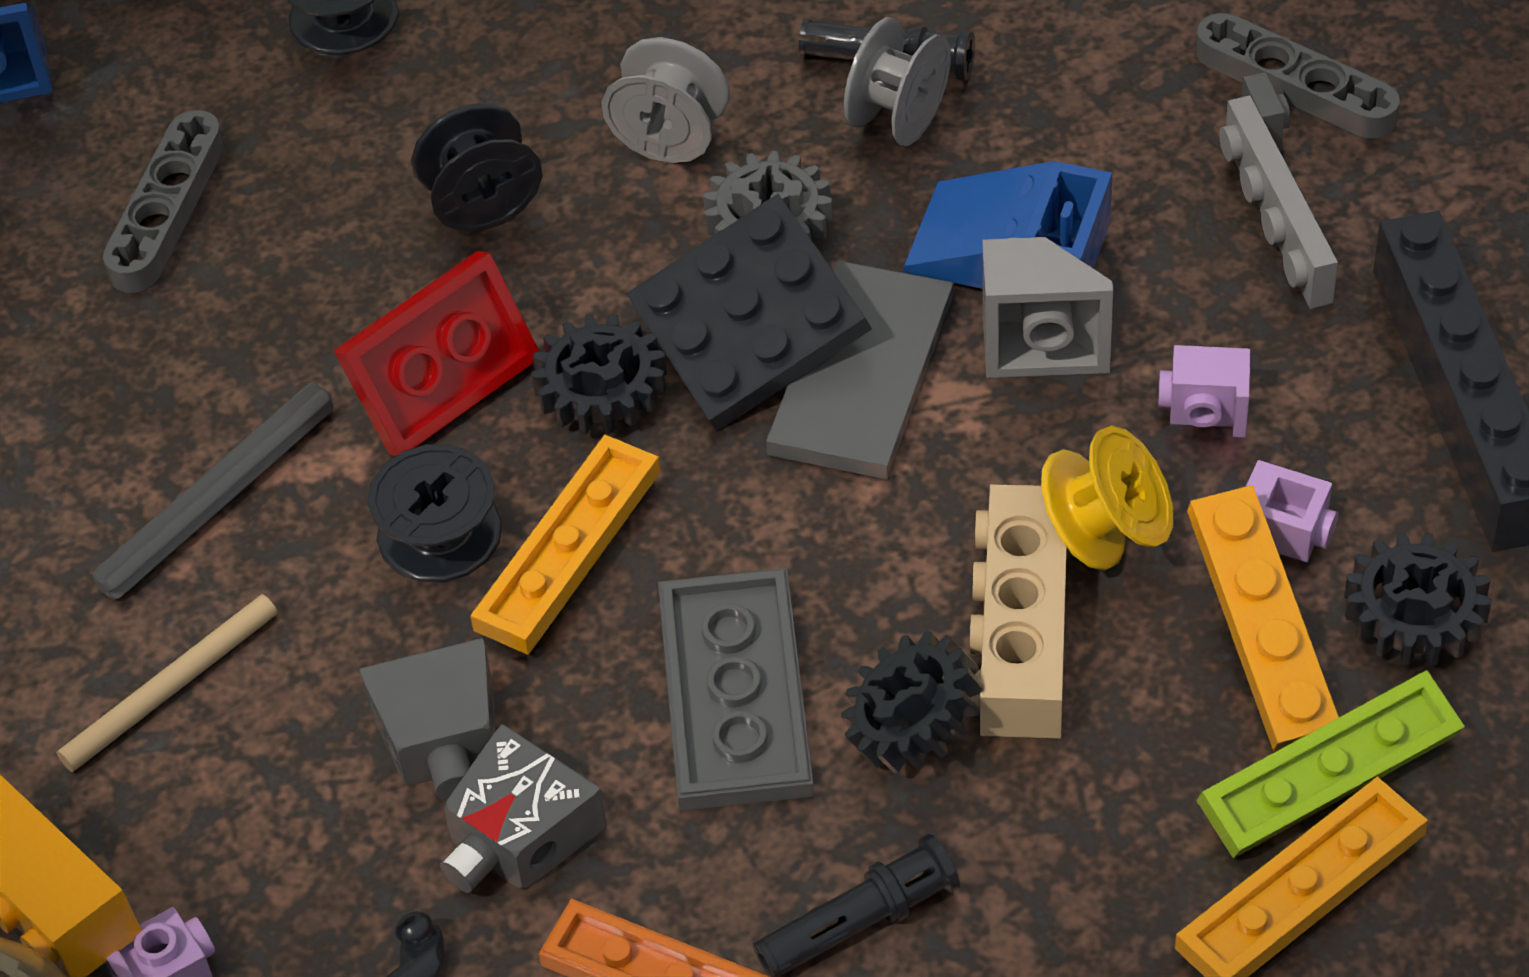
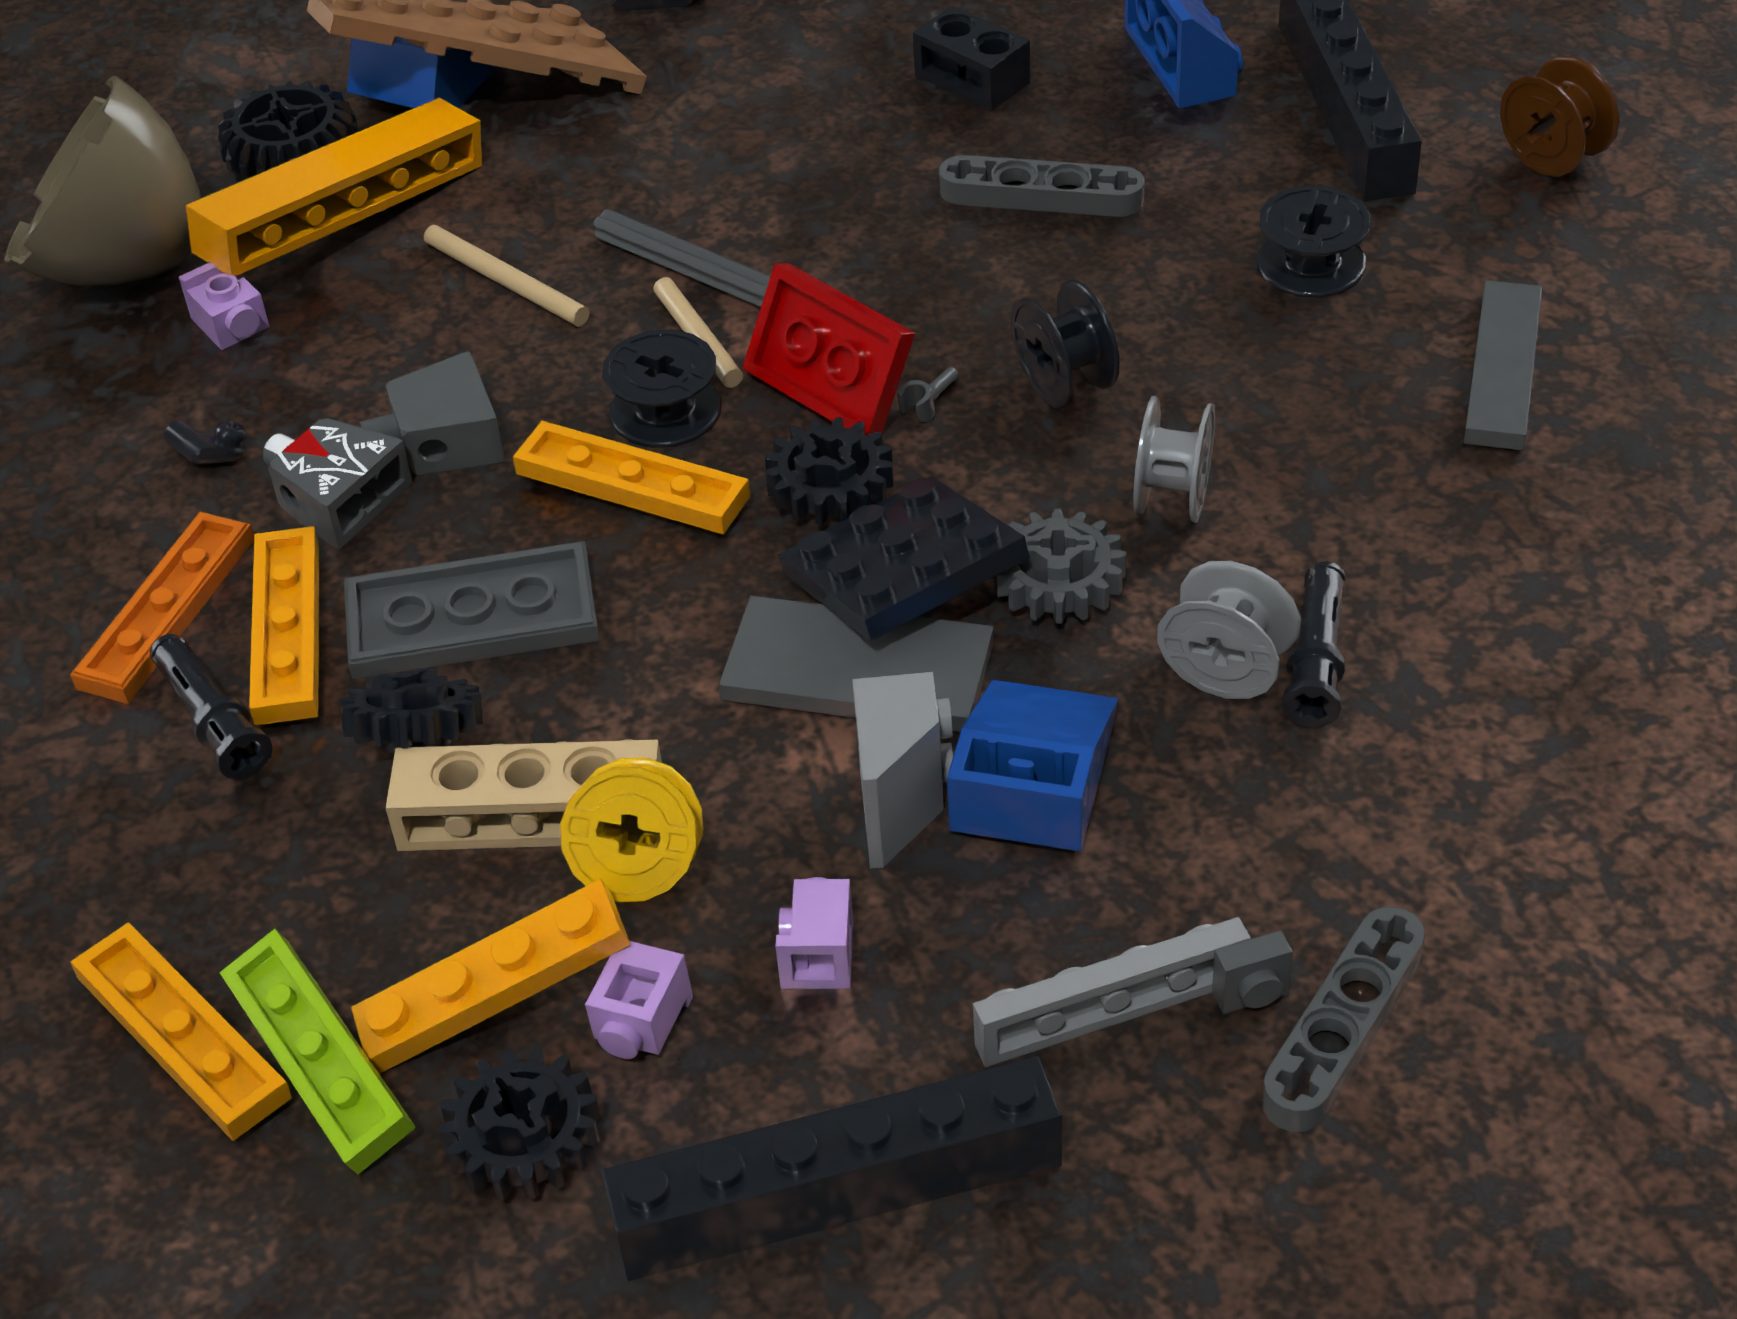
camera: 85 degrees right, 5 degrees down
(304, 504) = (692, 323): none -> tan bar
(742, 845) = (285, 626): none -> light orange plate

